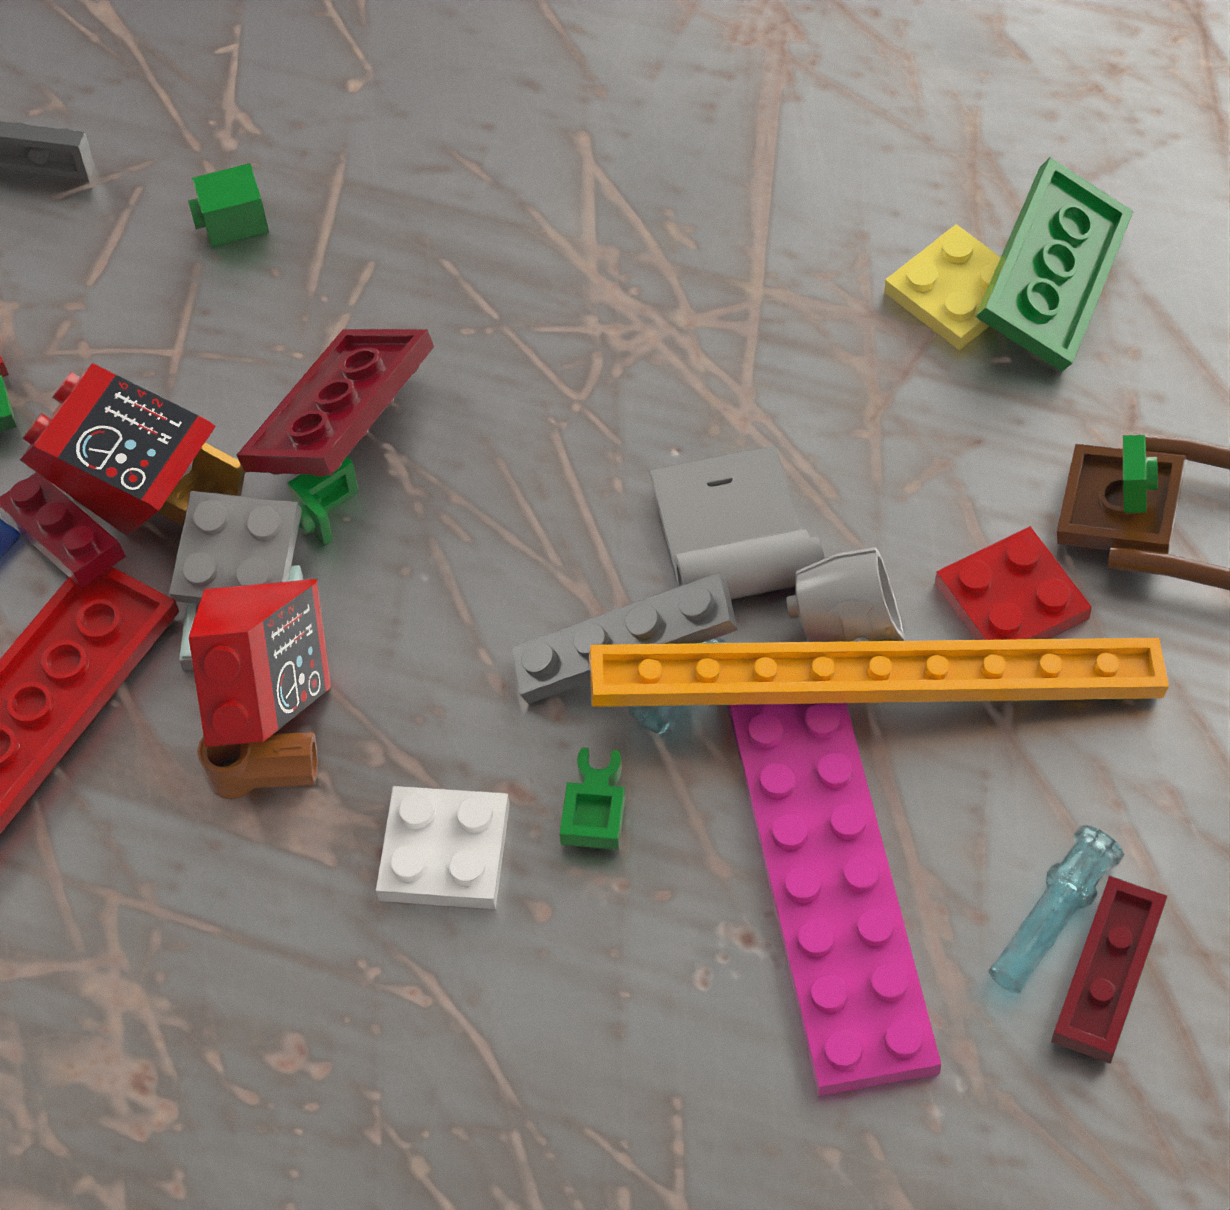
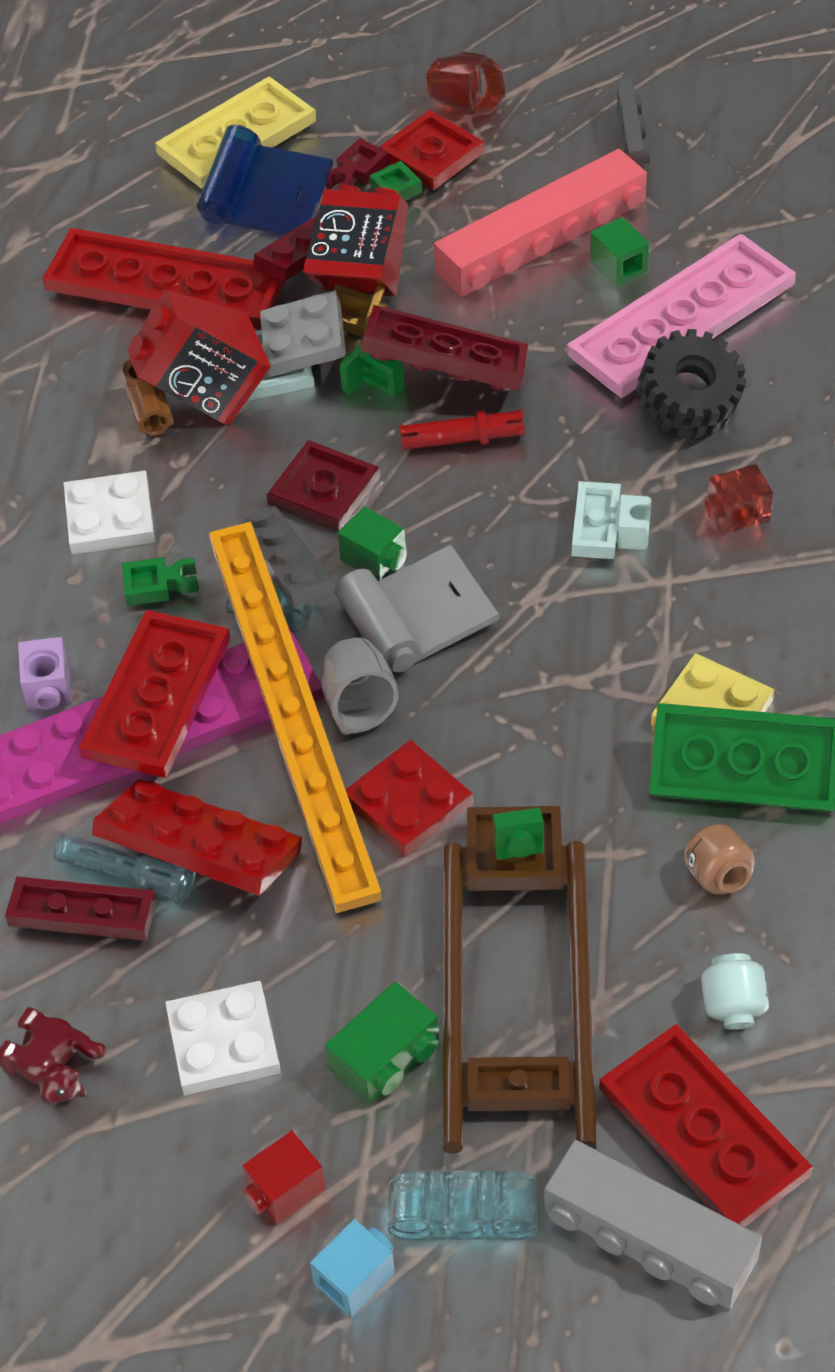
camera: 75 degrees right, 5 degrees down
(140, 271) = (540, 222): none -> coral brick
(361, 175) = (702, 297): none -> bright pink plate
(463, 408) = (462, 430): none -> red pin
(488, 593) = (323, 485): none -> dark red tile
(491, 205) = (686, 407): none -> black tyre
(622, 549) = (372, 543): none -> green brick
(662, 316) = (607, 519): none -> light aqua plate
(677, 186) = (739, 499): none -> clear red brick
(713, 934) = (44, 673): none -> lavender brick
(815, 816) = (155, 693): none -> red plate
(1037, 815) = (198, 836): none -> red plate
(1178, 320) = (719, 859): none -> nougat head

